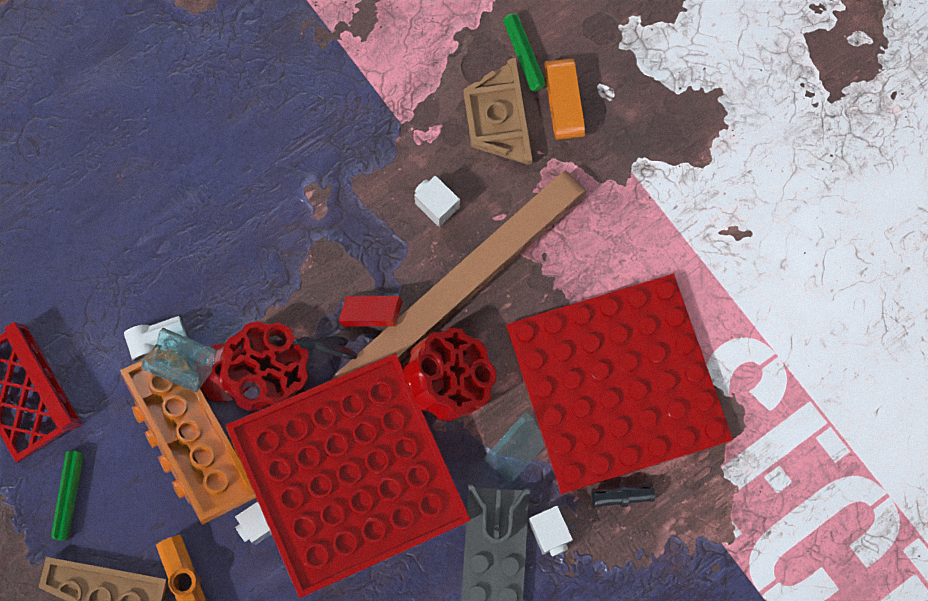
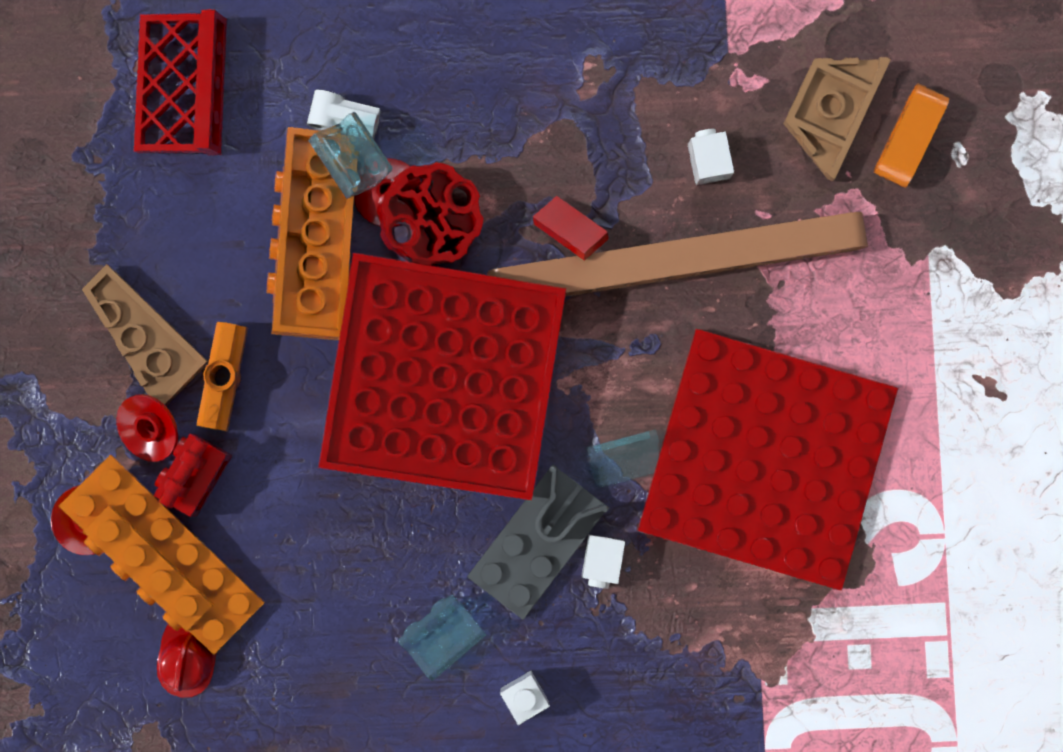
camera: 30 degrees right, 10 degrees up
(67, 495) = (163, 216): green axle -> none
(252, 524) = (320, 363): white brick -> none
(334, 345) = (507, 235): black piece -> none
(452, 382) = (601, 353): red connector -> none
(524, 52) = (904, 58): green axle -> none
(622, 495) = (697, 571): black pin -> none

